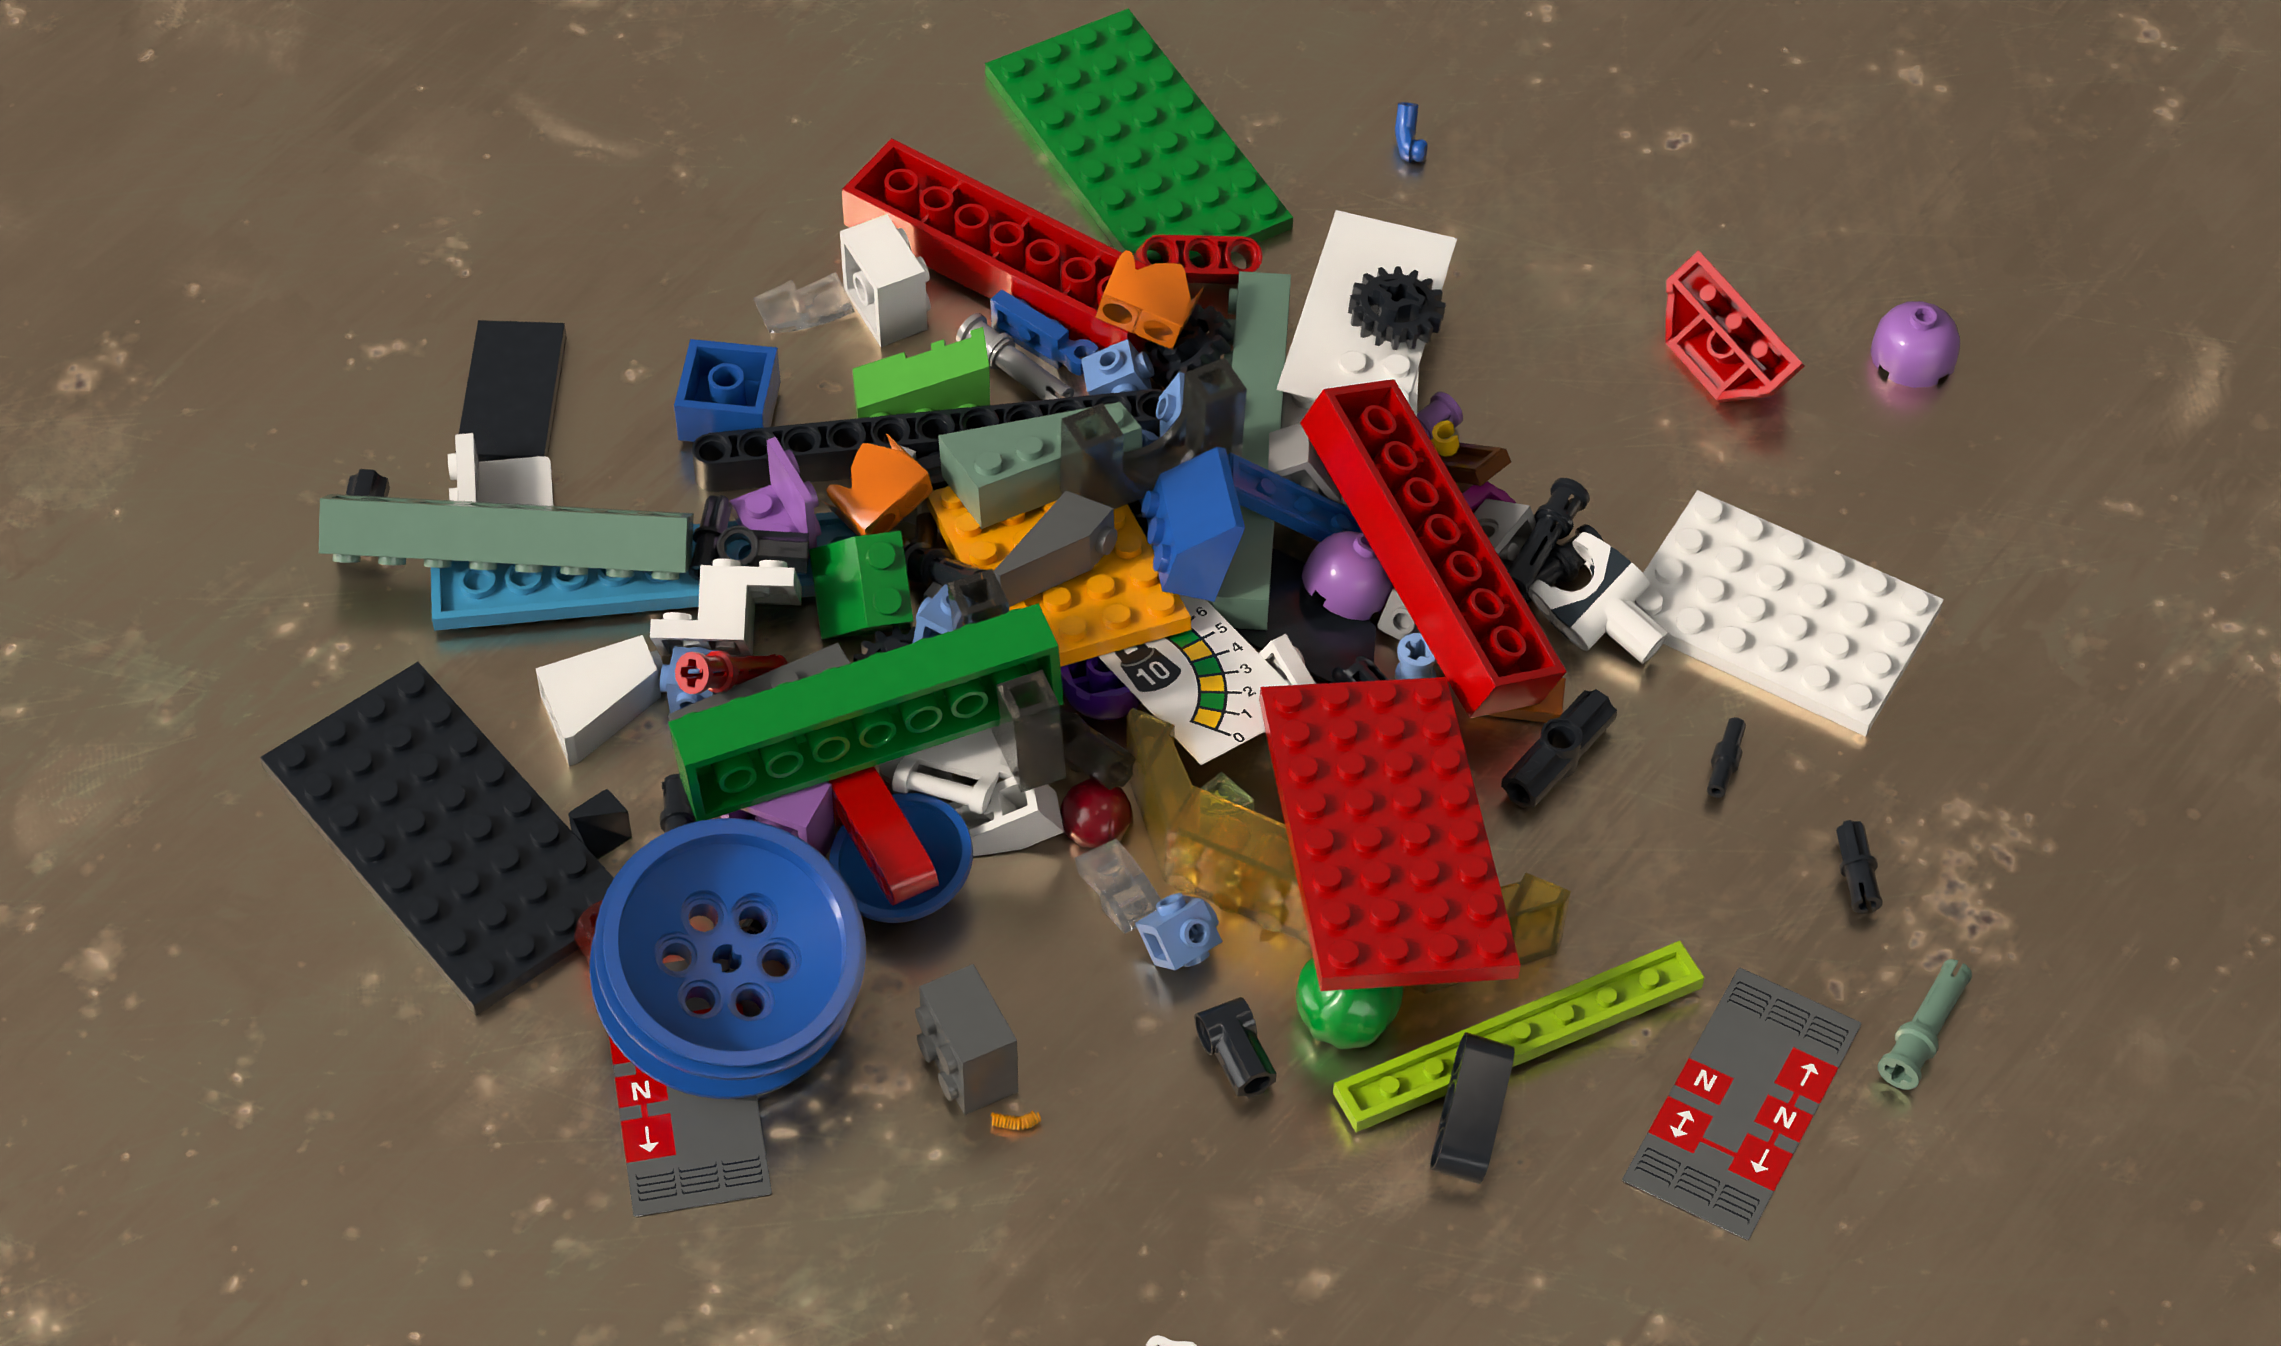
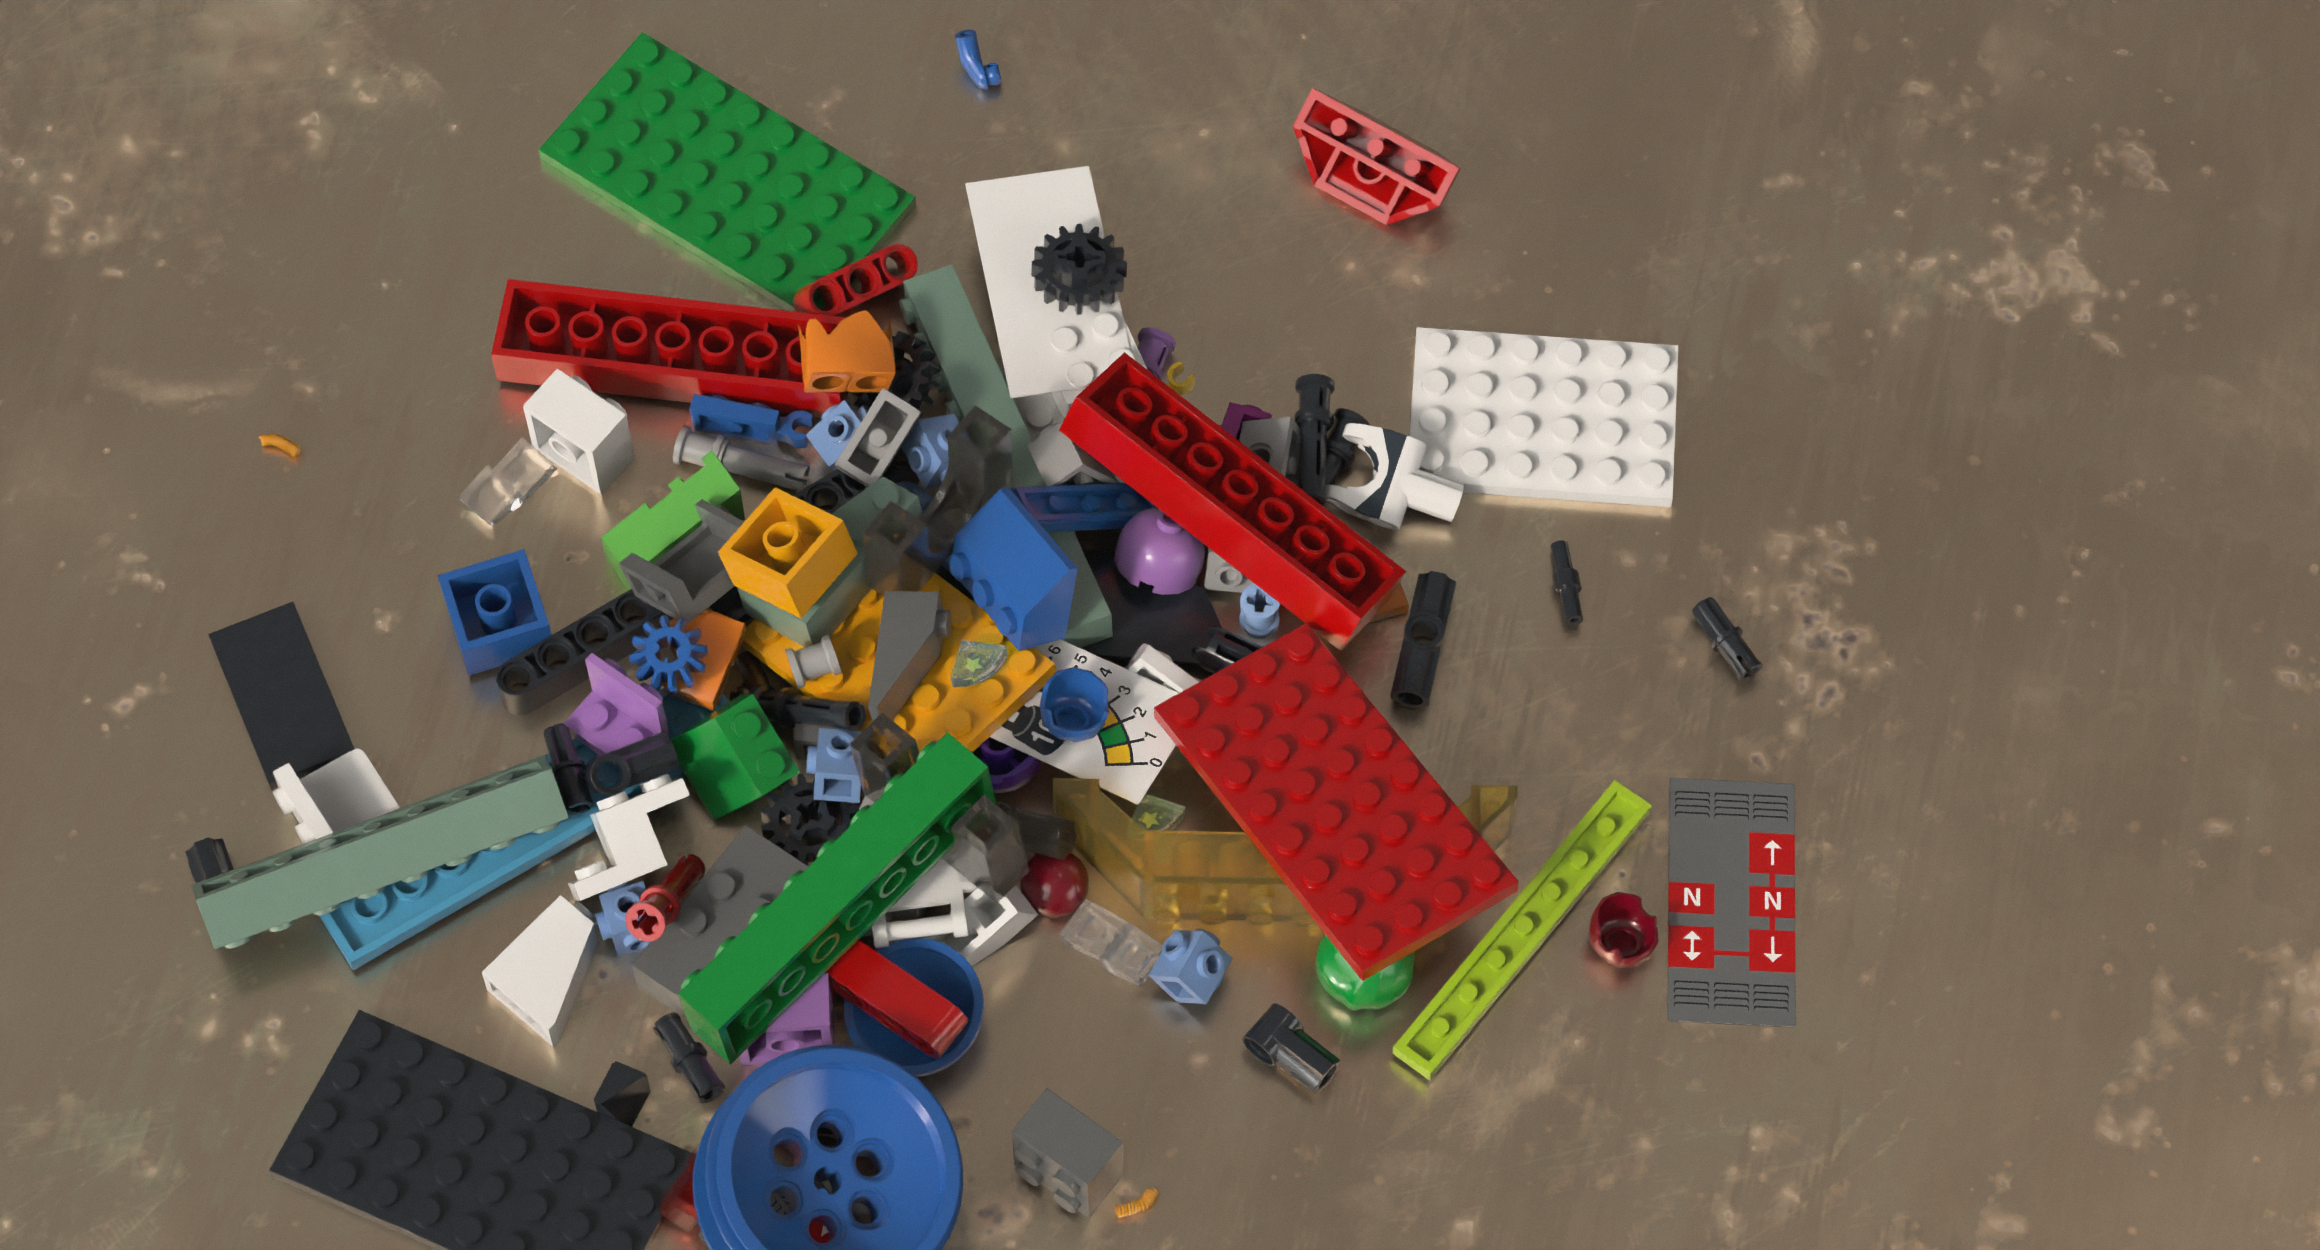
camera: 25 degrees left, 10 degrees up
(636, 206) = (268, 441): none -> light orange leg
(840, 450) = (650, 656): none -> blue gear
(916, 413) = (691, 572): none -> dark grey panel
(971, 528) = (813, 661): none -> light grey bush
(990, 416) = (788, 552): none -> light orange brick
(1117, 585) = (977, 662): none -> clear light blue tile
(1135, 371) = (878, 438): none -> light grey brick
(1186, 653) = (1074, 704): none -> blue hair
(1472, 1108) = (1522, 1017): black beam -> none
(1476, 463) = (1215, 389): reddish brown tile -> none
(1616, 1074) = (1623, 930): none -> dark red hair
(1916, 344) = (1535, 94): medium lavender cylinder -> none
(1918, 1038) = (1850, 780): sand green pin -> none

